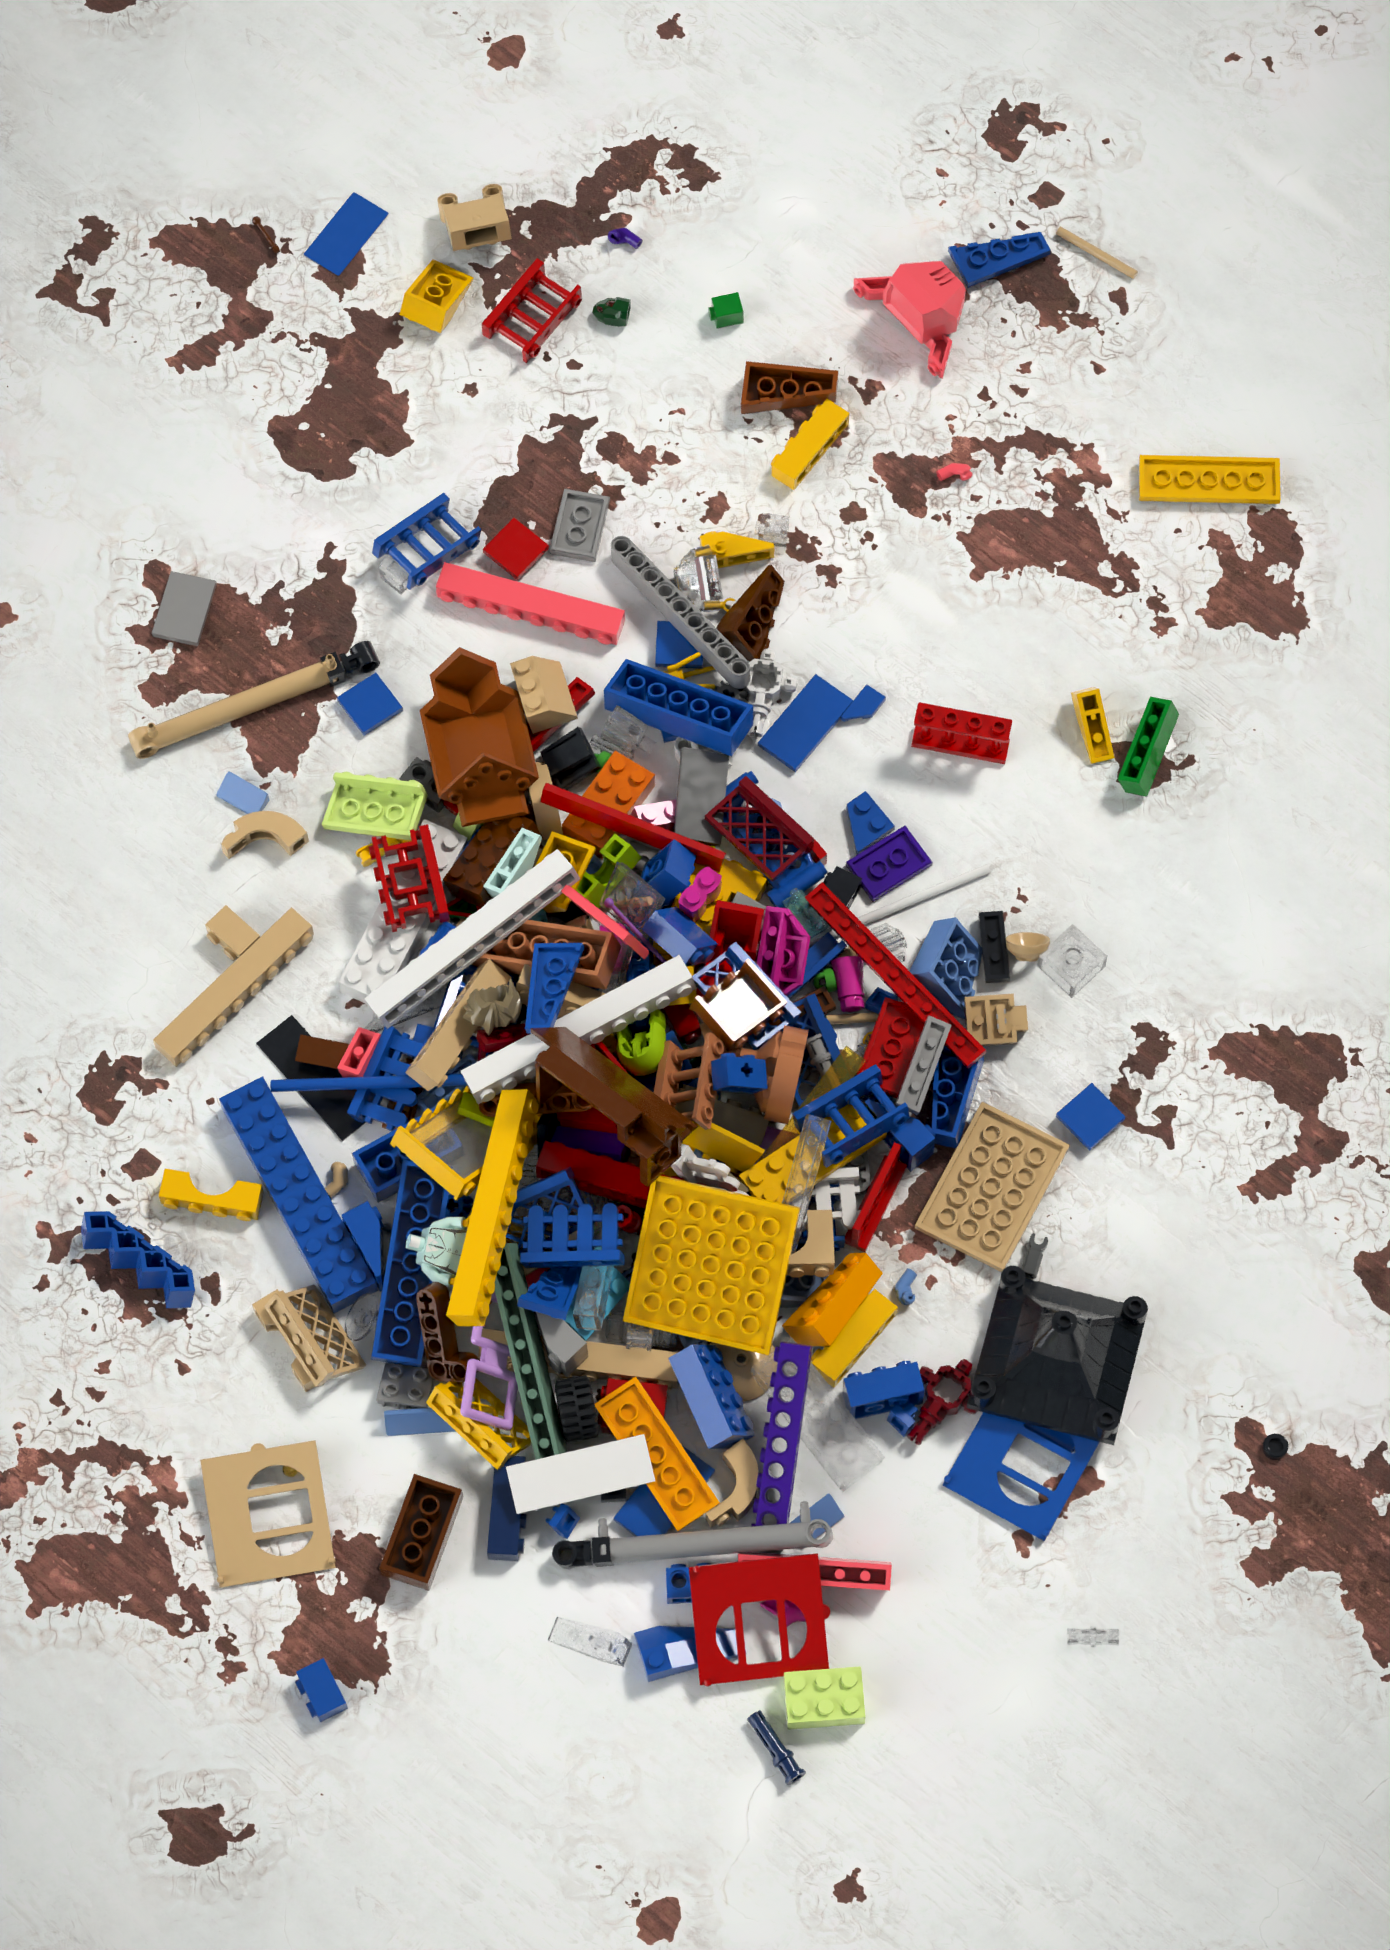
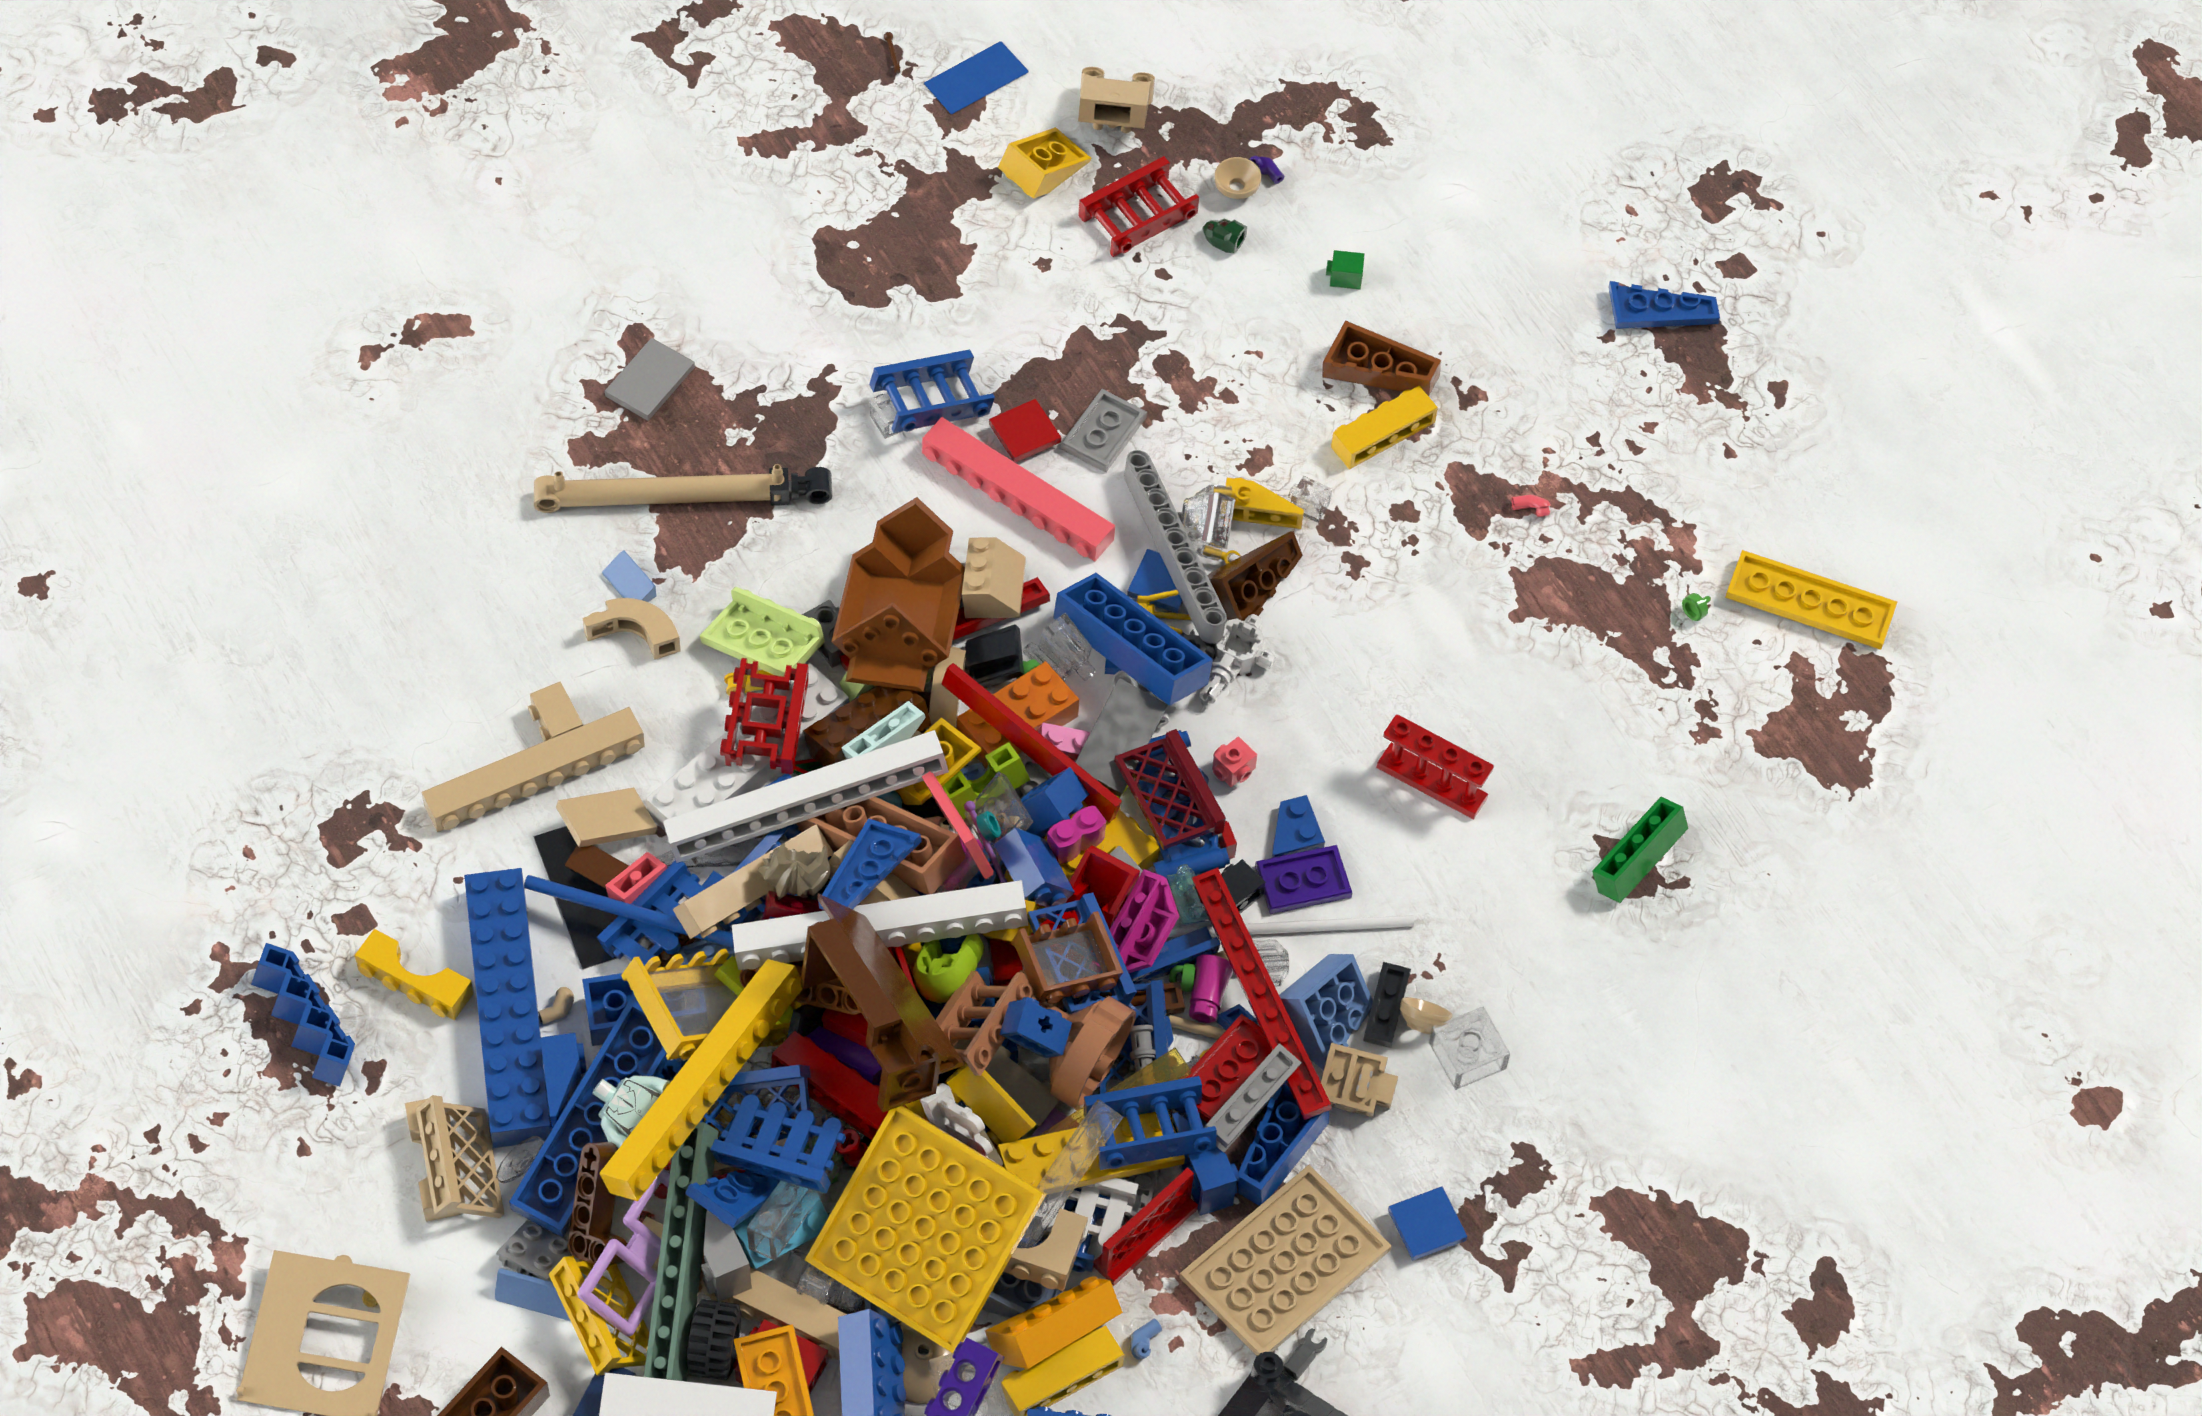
camera: 15 degrees right, 10 degrees down
(311, 1008) = (606, 817): none -> tan tile
(369, 703) = (804, 534): blue tile -> none
(605, 248) = (1241, 171): none -> tan piece
(629, 913) = (988, 826): none -> teal tile
(798, 784) = (1234, 762): none -> coral brick
(805, 723) = (1269, 703): blue tile -> none
(864, 705) = (1340, 707): blue tile -> none
(925, 301) = (1562, 322): coral helmet -> none
(1093, 724) = (1587, 808): yellow slope -> none
(1096, 252) = (1770, 337): tan bar -> none
(1119, 517) = (1695, 606): none -> bright green tile

